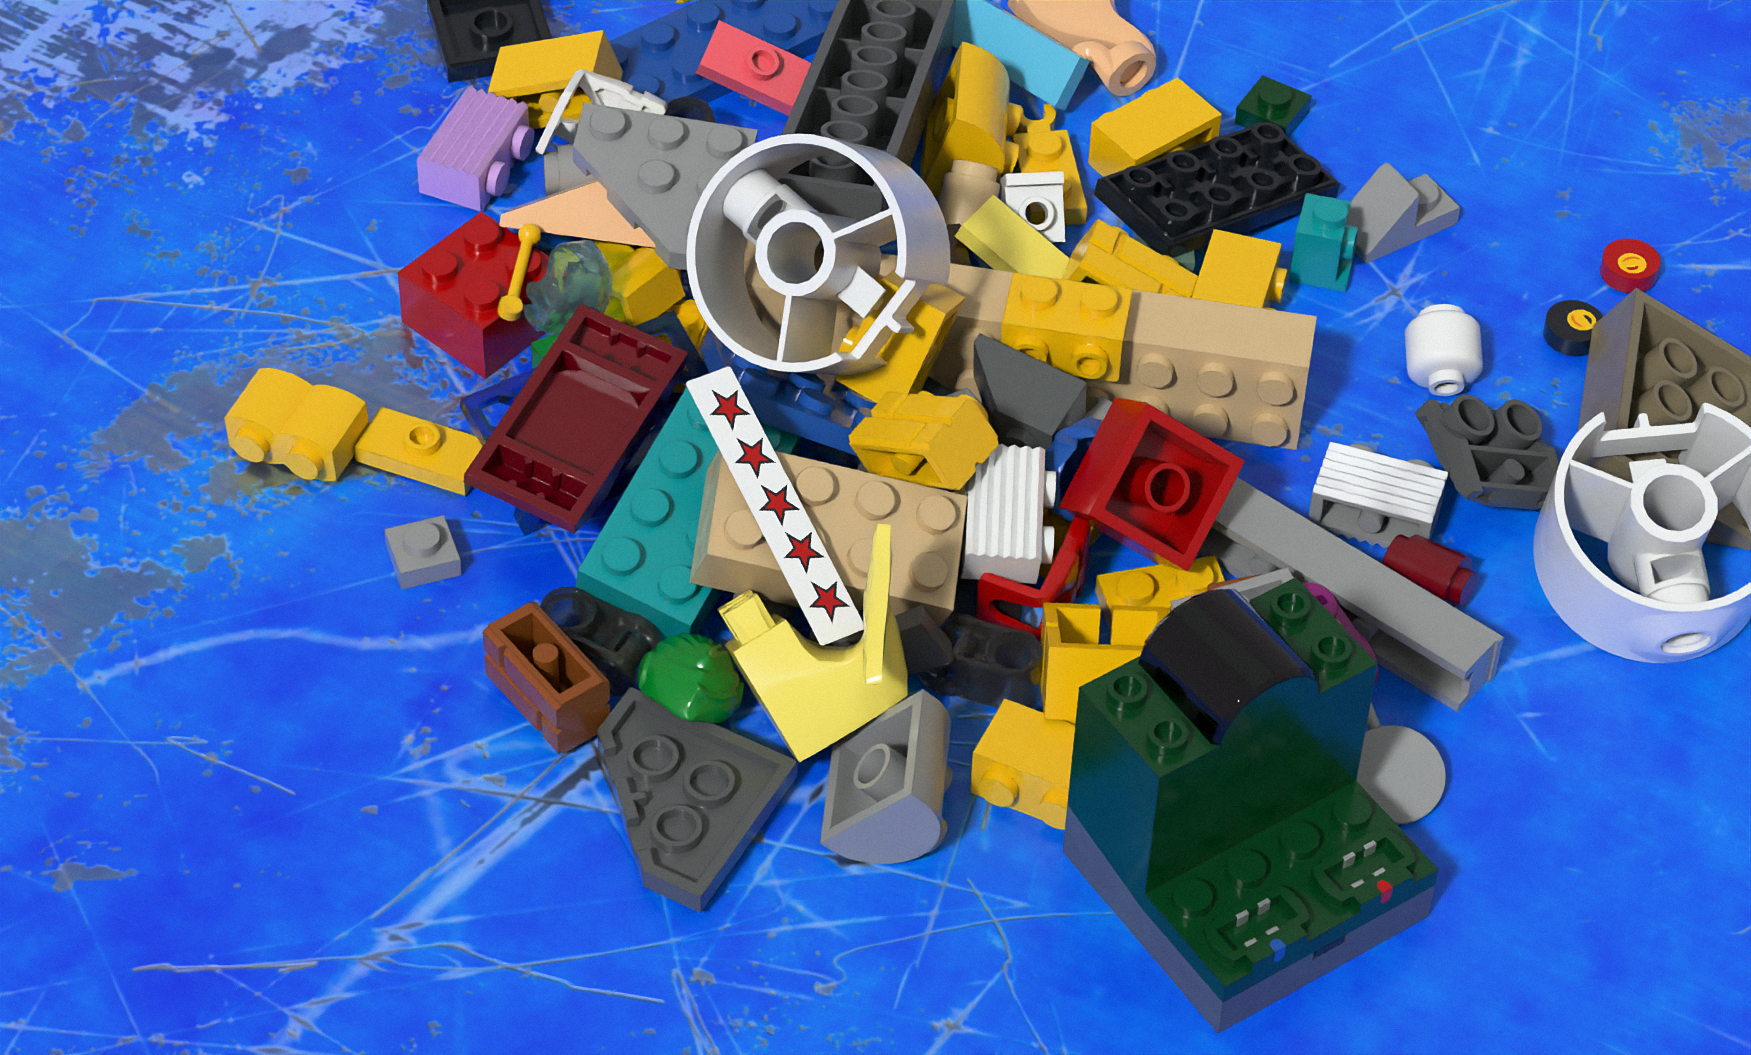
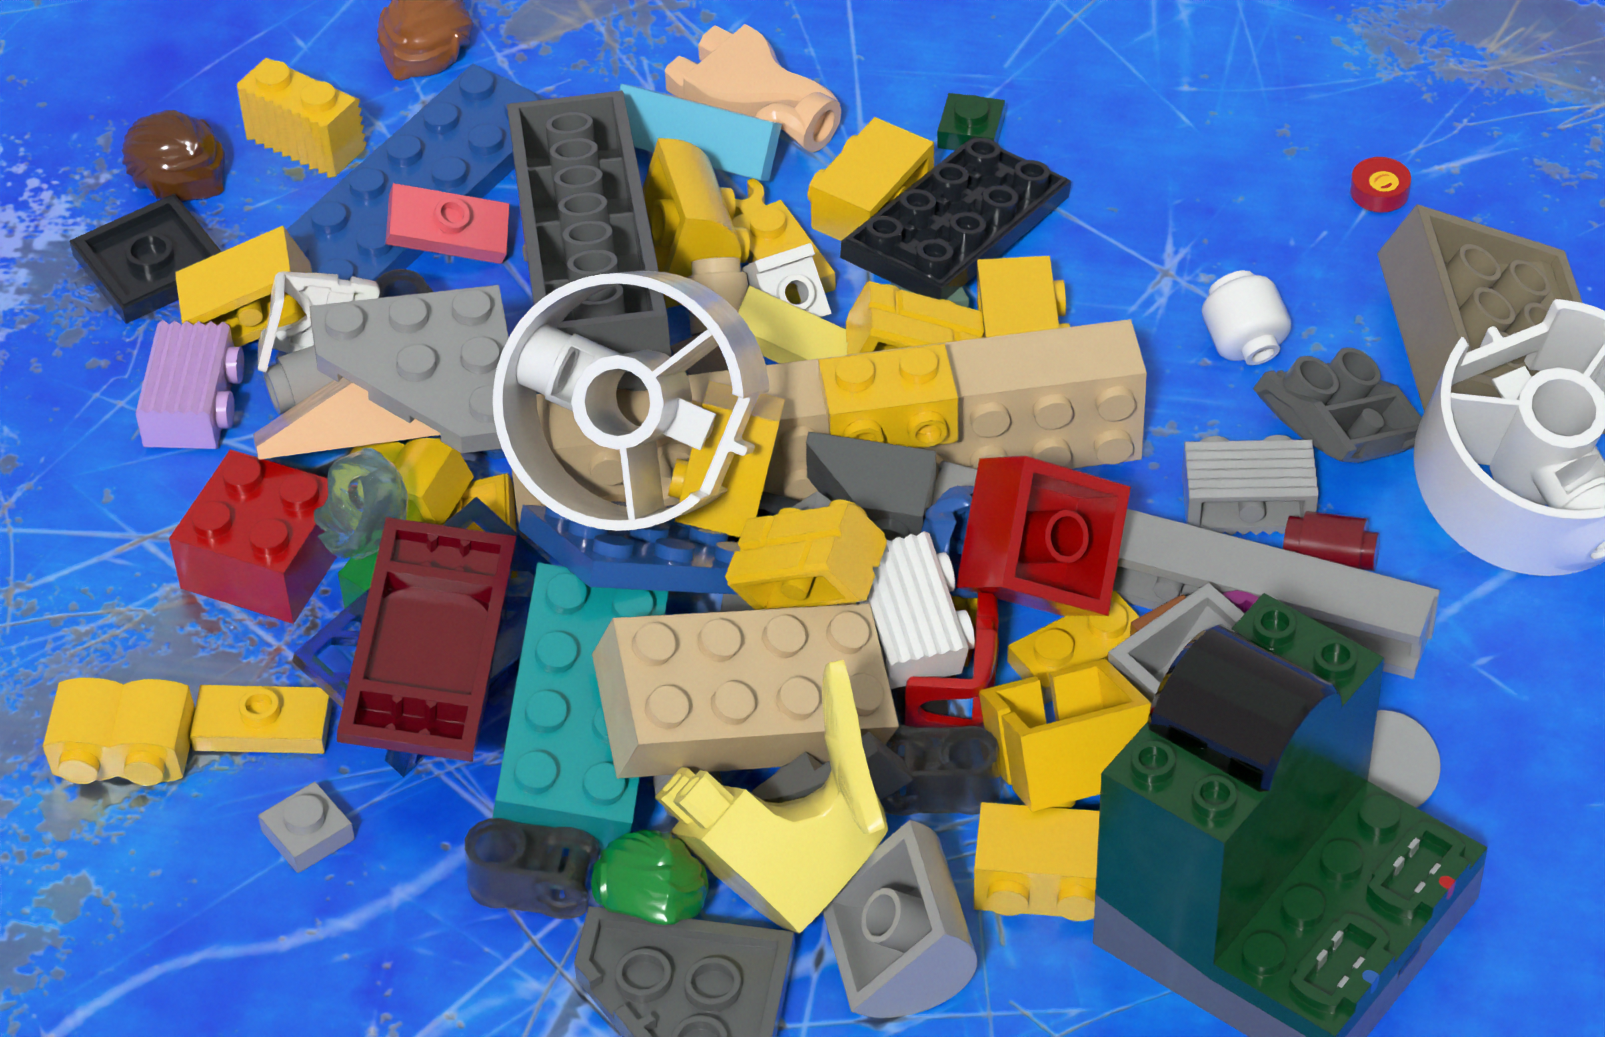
camera: 15 degrees left, 0 degrees up
(510, 305) = (305, 539): yellow hinge -> none
(546, 676) = (500, 922): dark orange brick -> none
(775, 506) = (691, 672): white sticker -> none
(1323, 244) = (1084, 243): teal brick -> none
(1398, 212) = (1135, 196): light grey slope -> none
(1570, 327) = (1353, 260): black tile -> none

